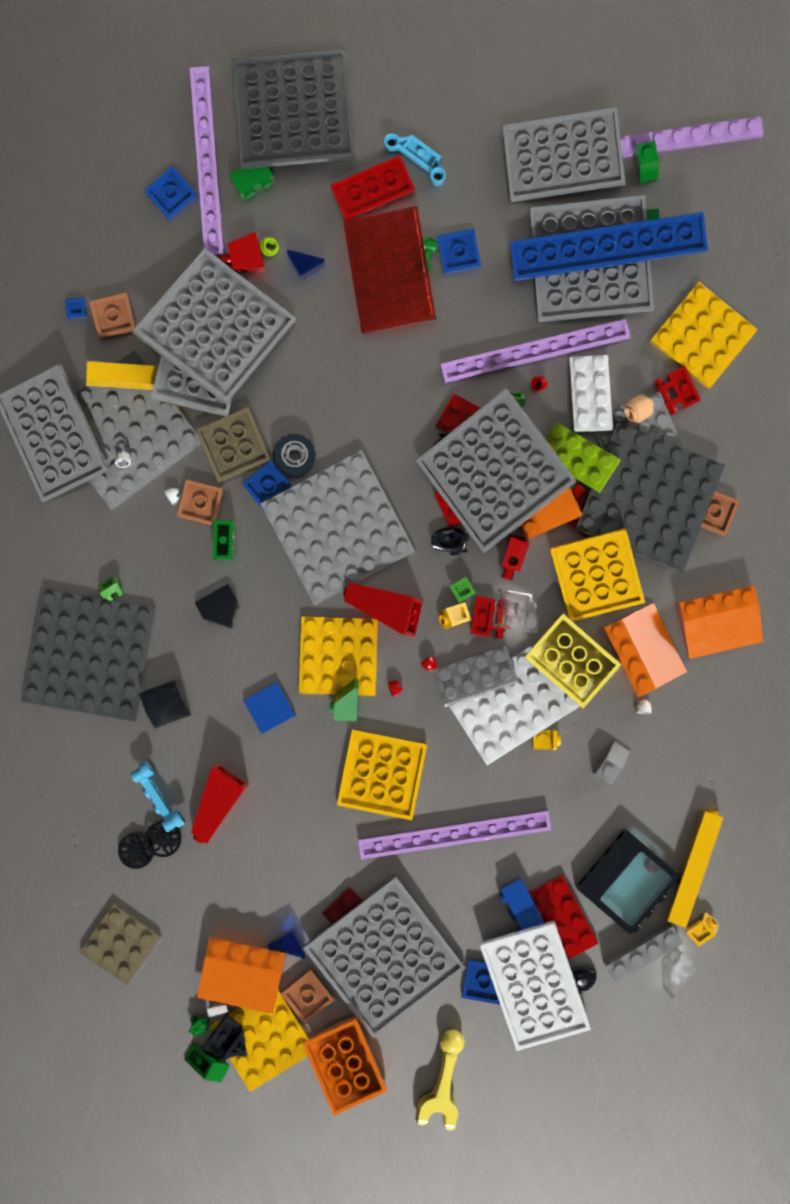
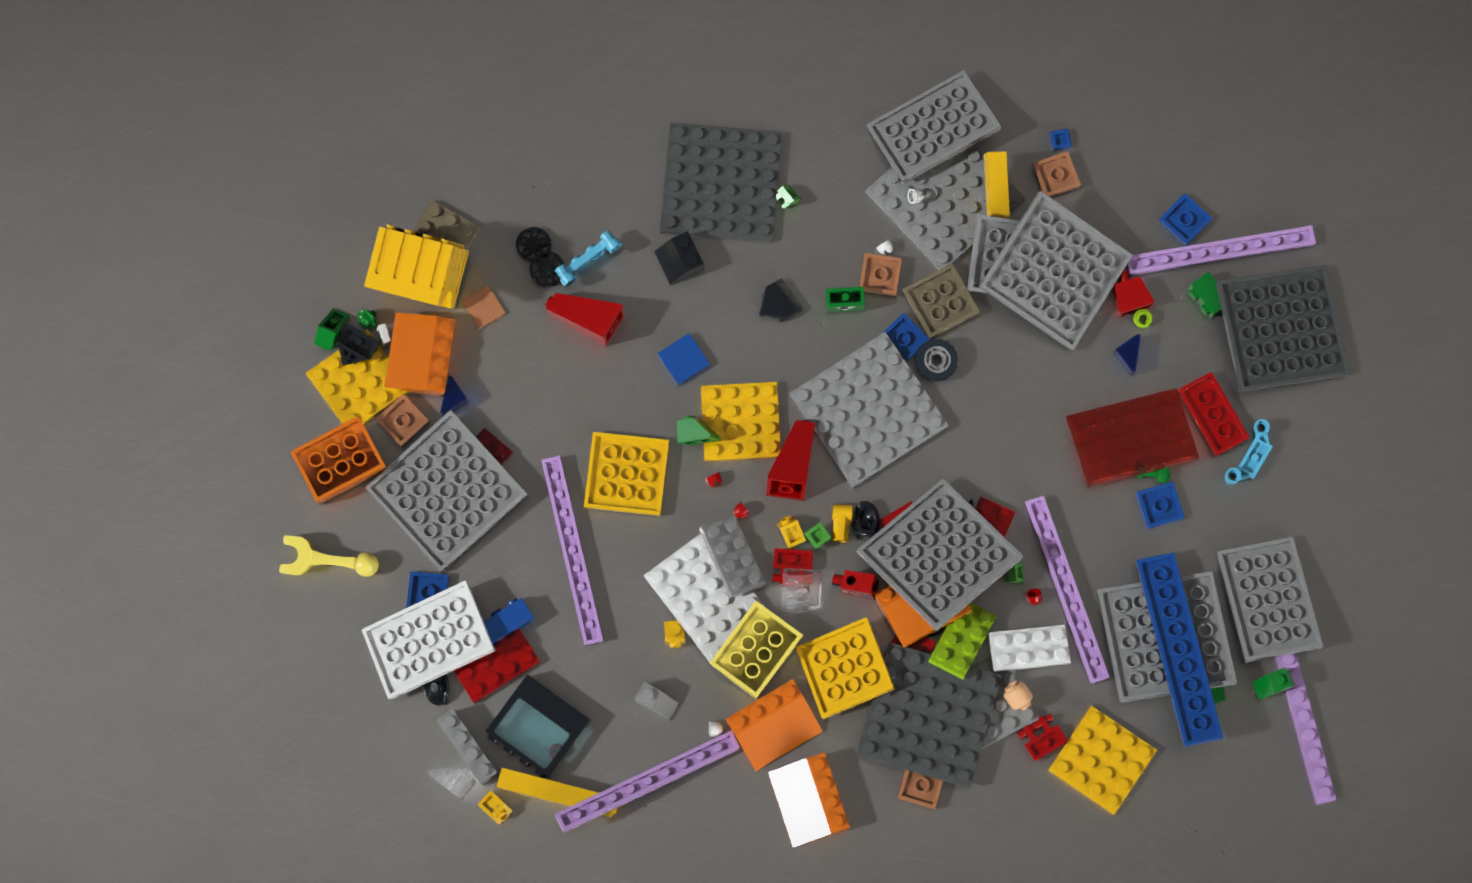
camera: 90 degrees right, 10 degrees down
(154, 977) = (417, 266): none -> yellow piece
(196, 905) = (483, 307): none -> nougat piece
(445, 564) = (841, 522): none -> yellow piece
(694, 779) = (647, 781): none -> lavender plate

